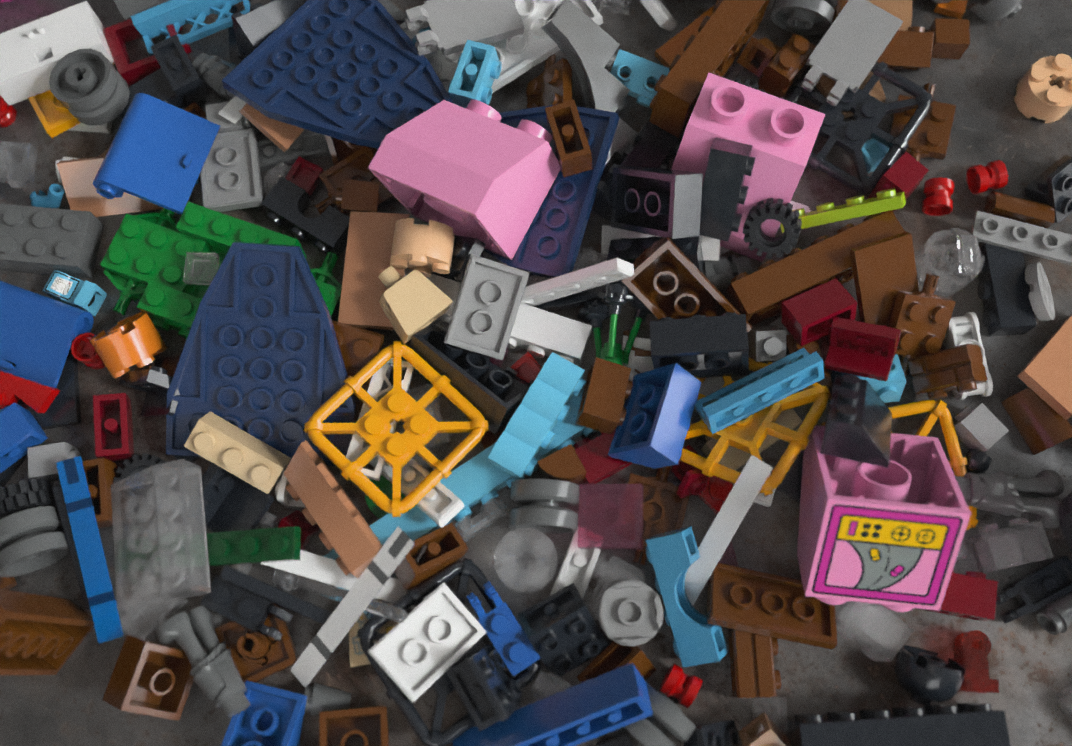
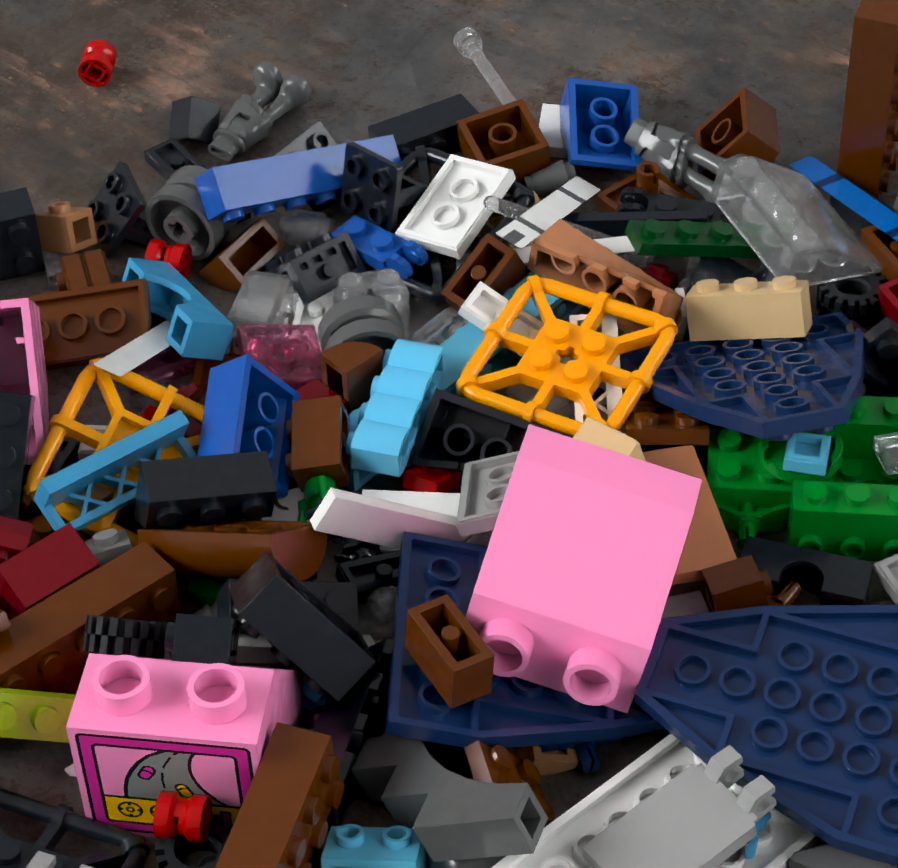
camera: 165 degrees right, 30 degrees down
(475, 74) = (631, 752): medium azure brick -> none
(630, 613) = (237, 280): light grey tile -> none

